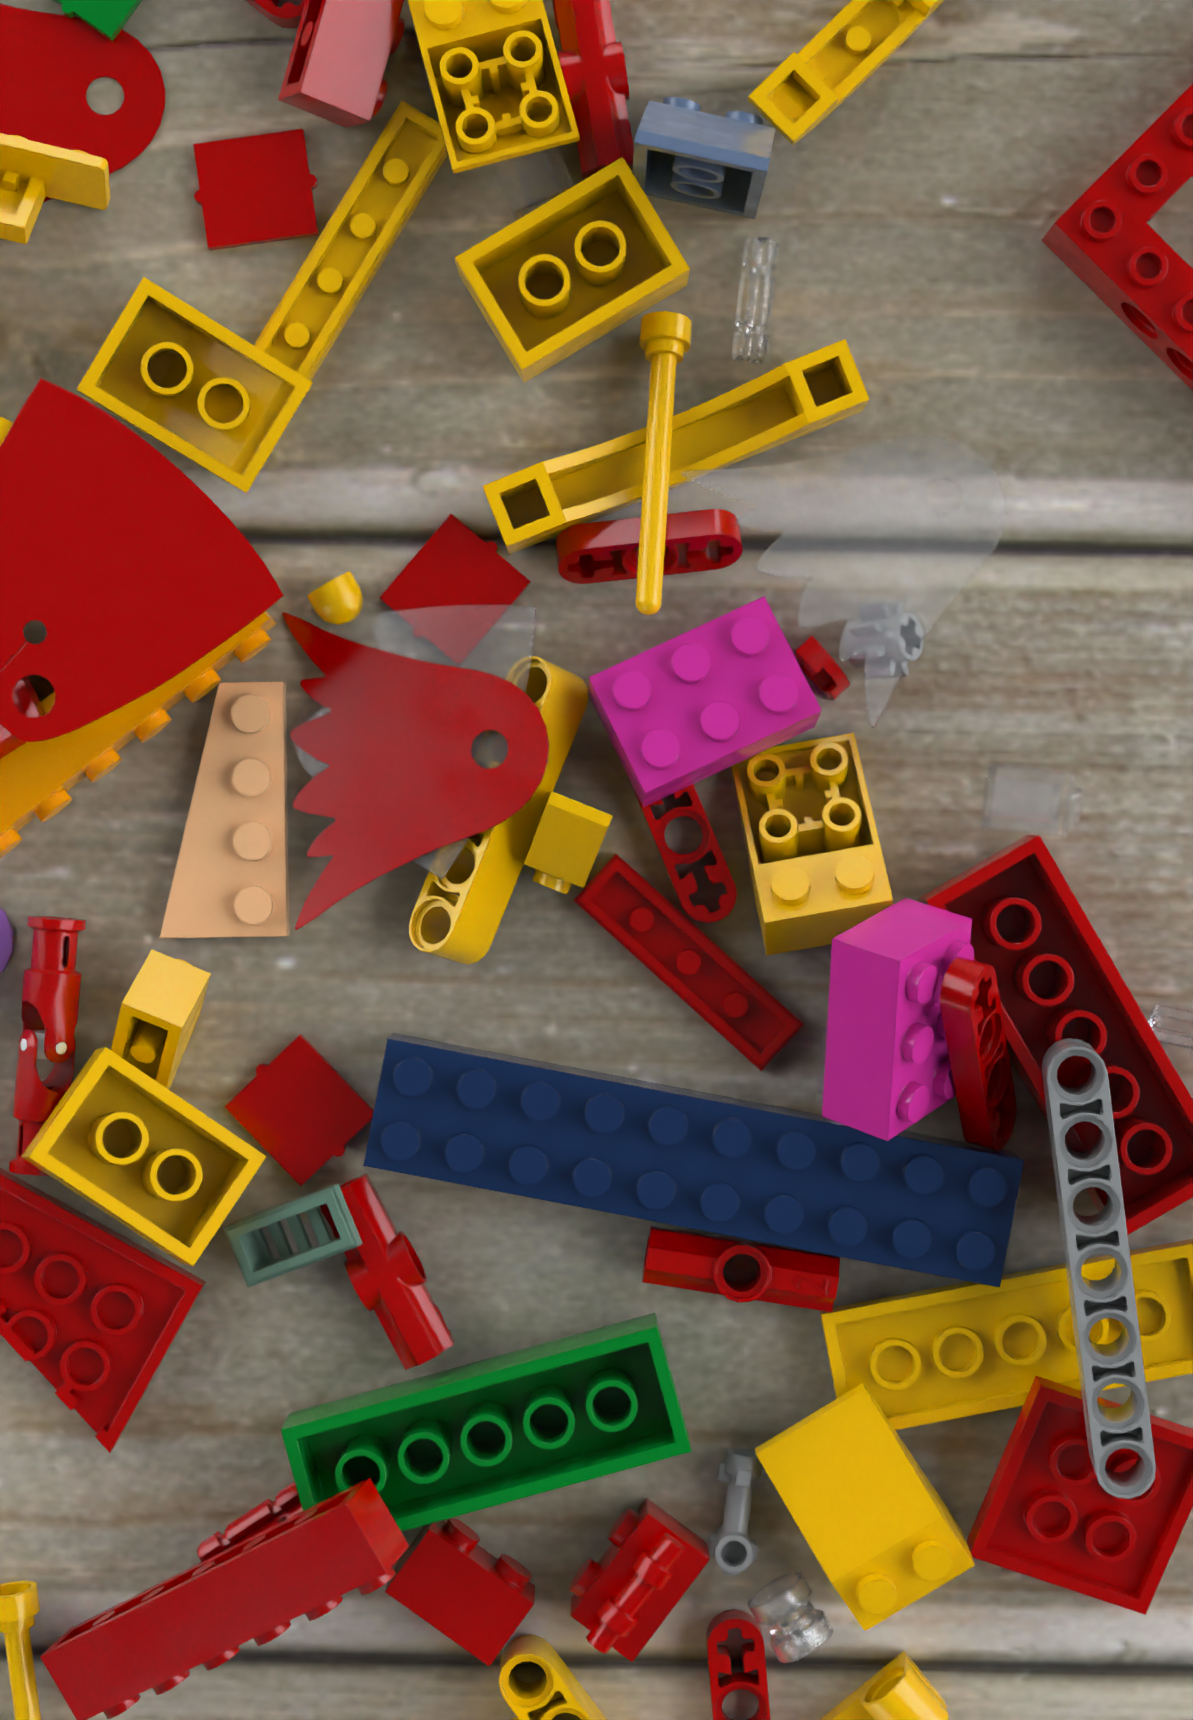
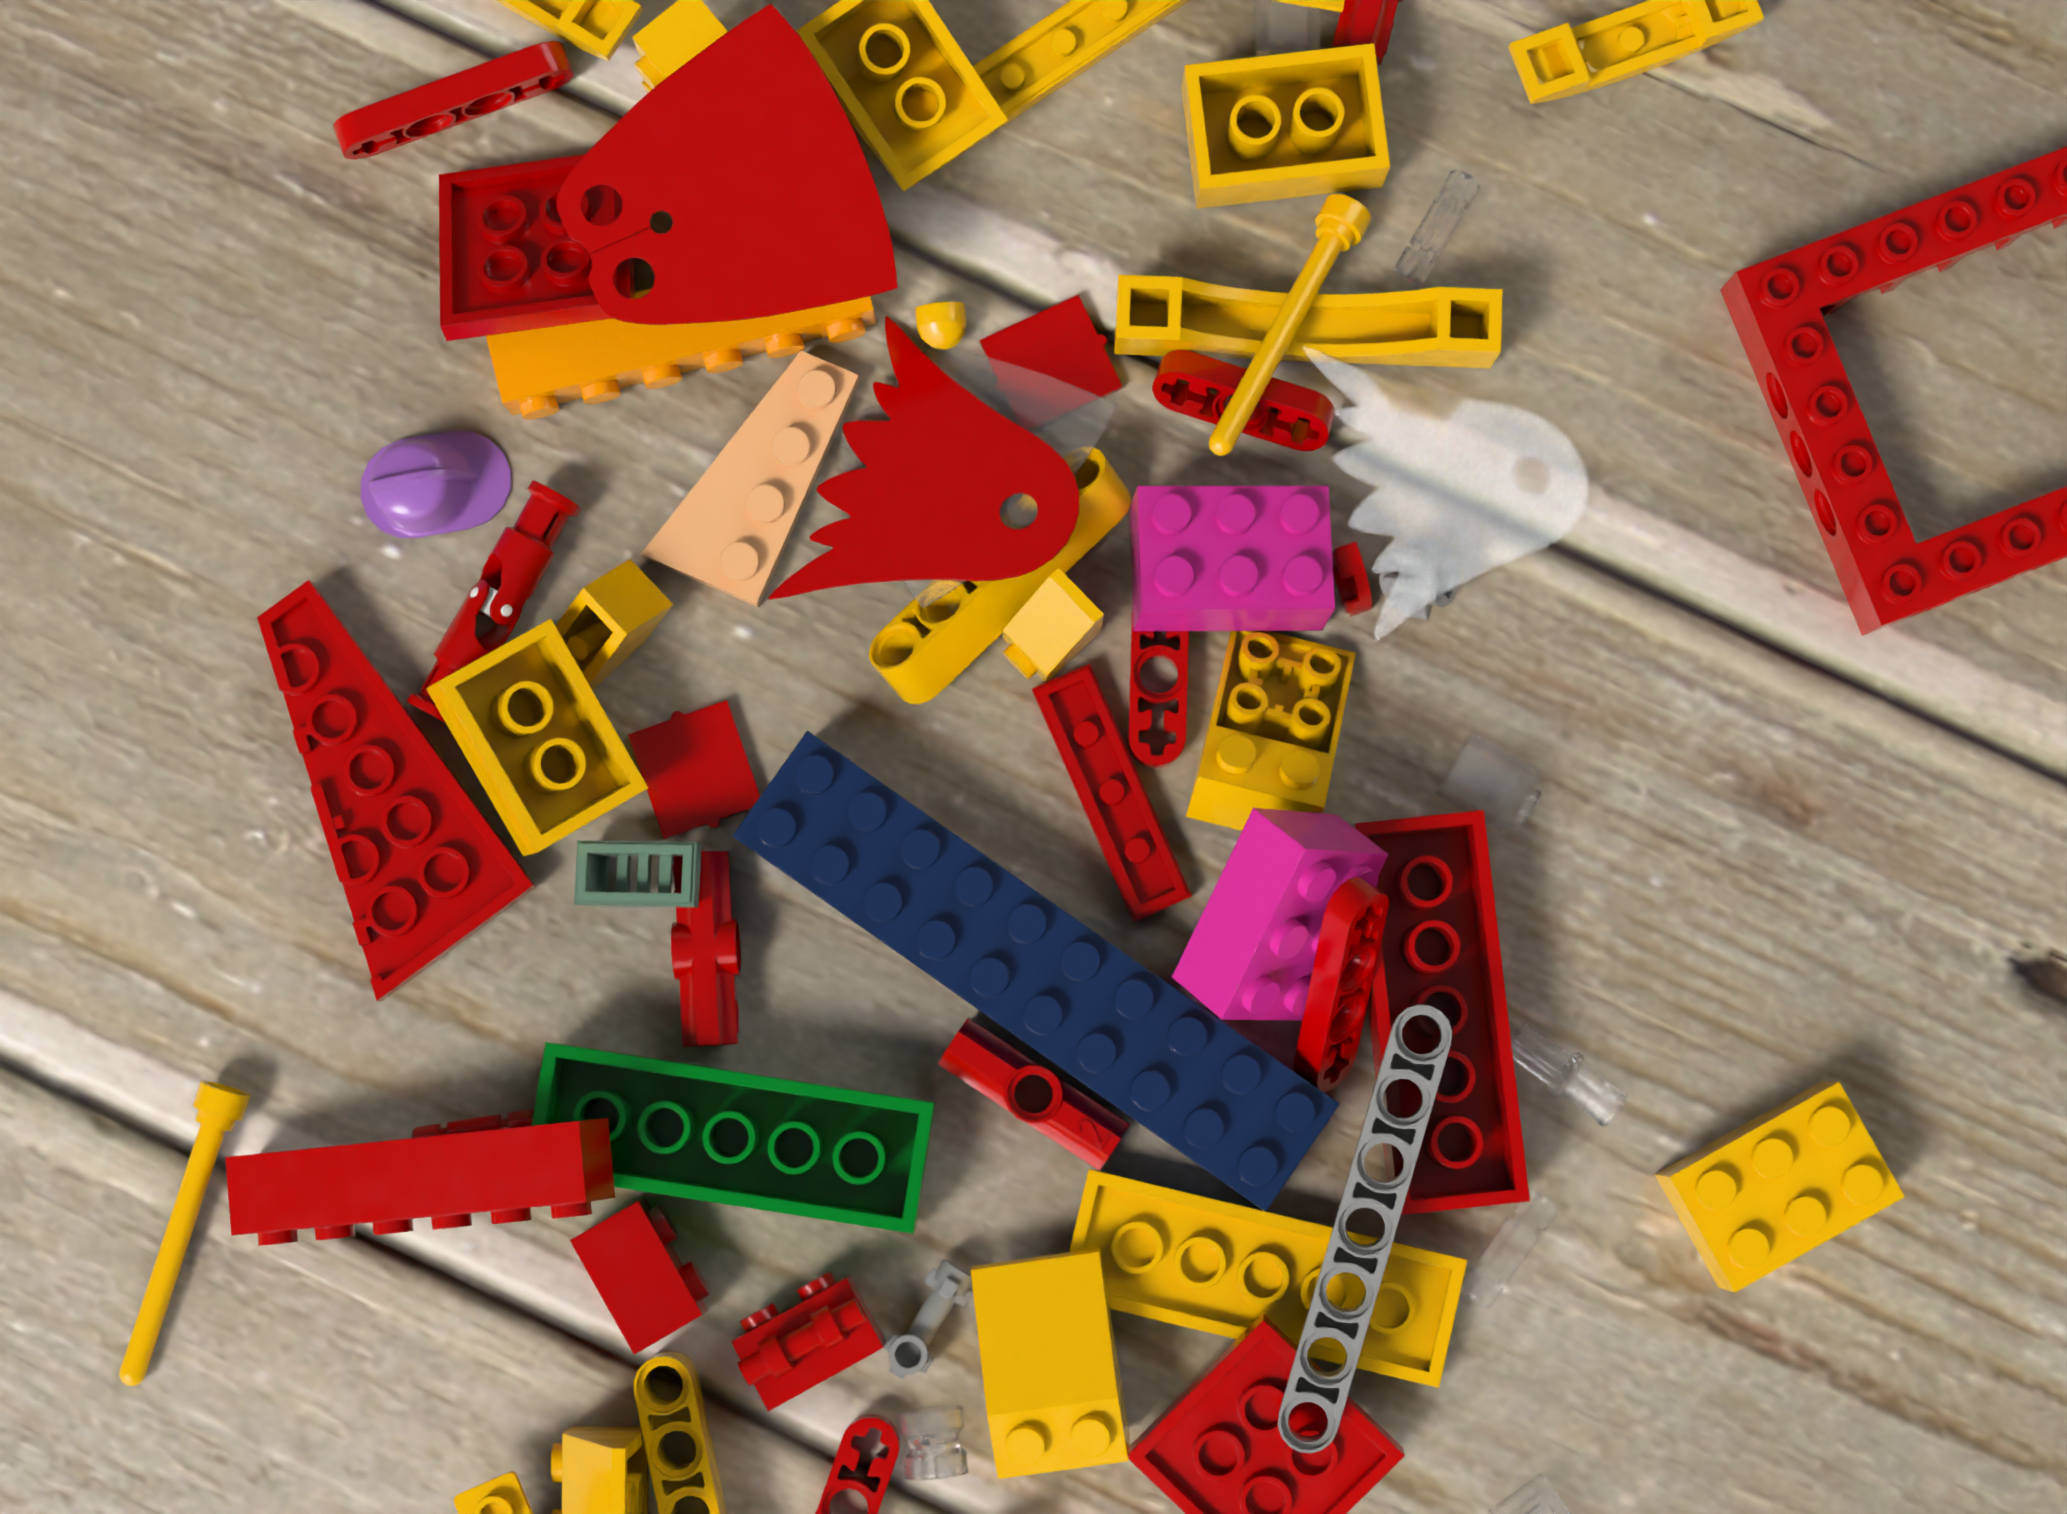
camera: 25 degrees right, 5 degrees down
(702, 156) = (1444, 78): sand blue slope -> none

